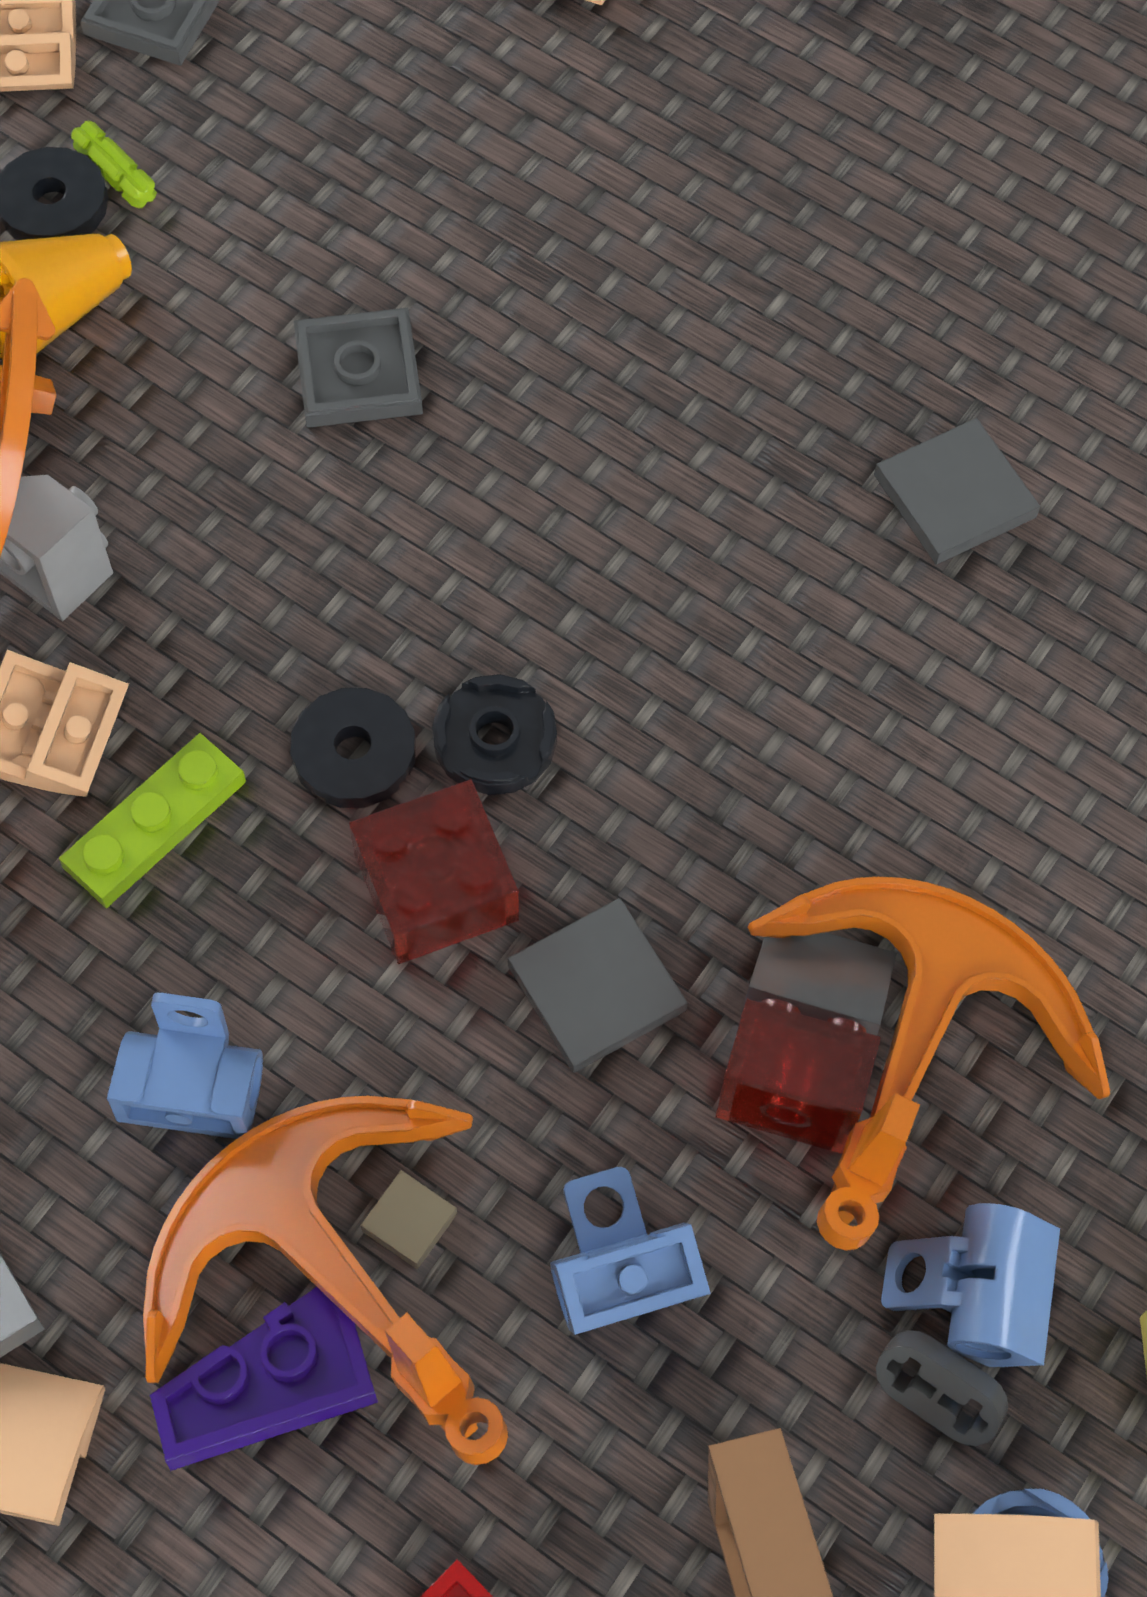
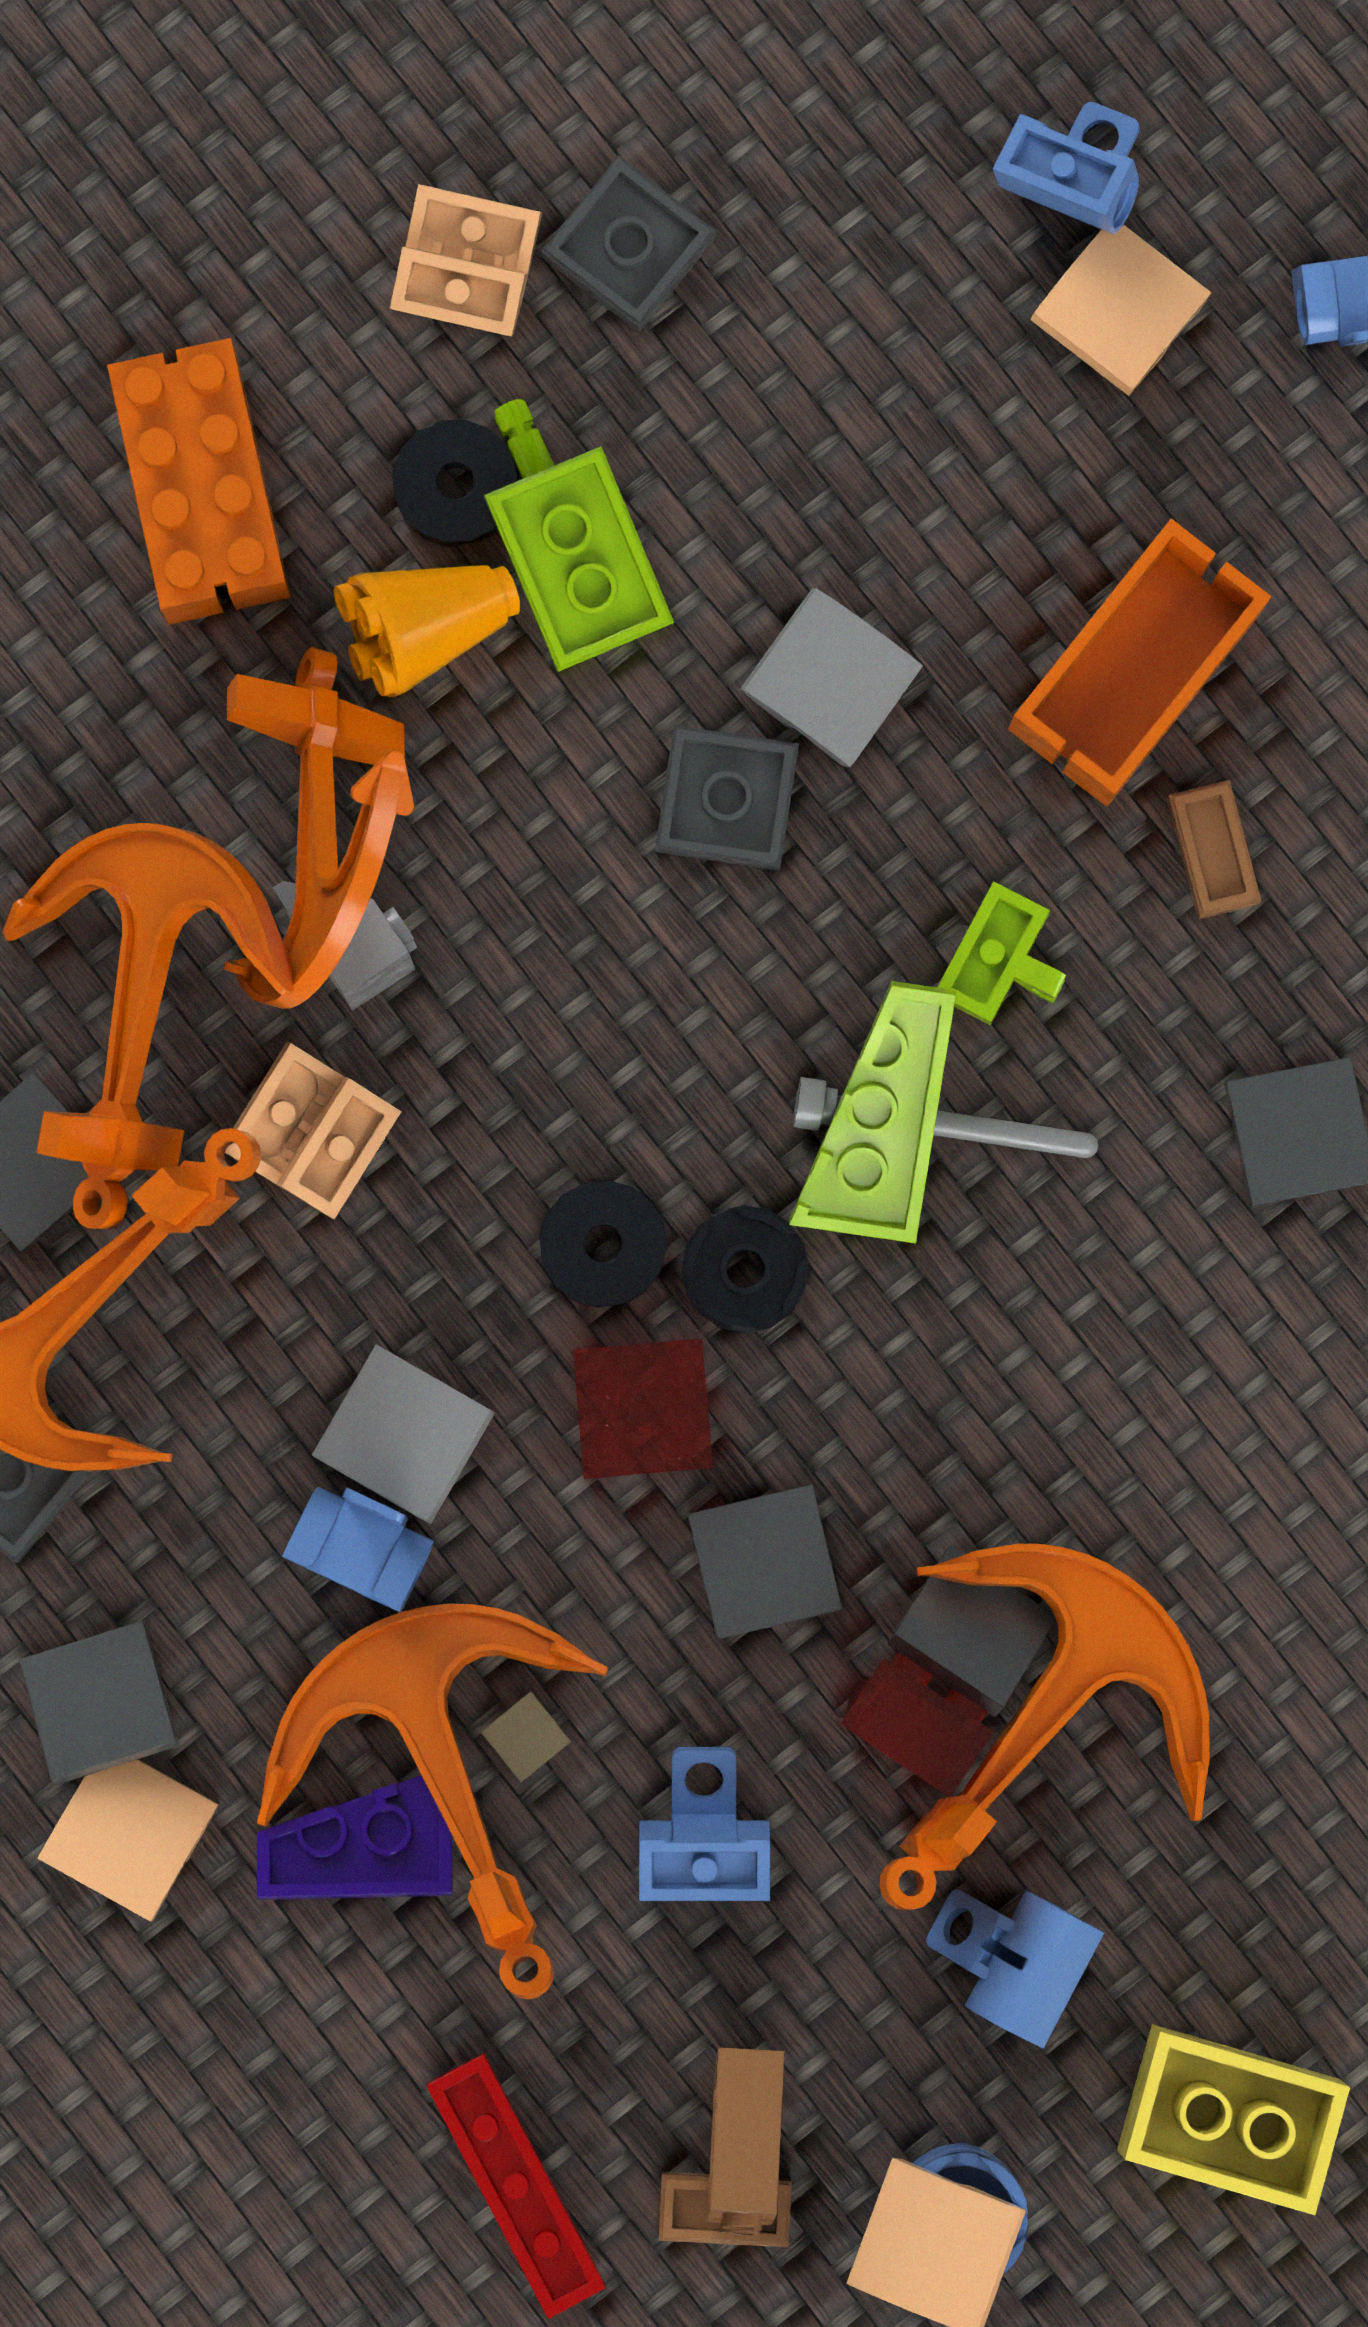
camera: 15 degrees right, 20 degrees up
(152, 820) = (390, 1264): lime plate -> none
(173, 218) = (578, 559): none -> lime tile
(206, 952) = (403, 1434): none -> light grey slope
(420, 253) = (831, 677): none -> light grey slope
(522, 576) = (817, 1105): none -> light grey piece
(584, 574) = (882, 1133): none -> lime wing
(638, 417) = (997, 955): none -> lime plate
(678, 170) = (1138, 663): none -> orange piece
(795, 301) = (1213, 849): none -> medium nougat tile
(942, 1388) = (949, 2036): dark grey beam -> none

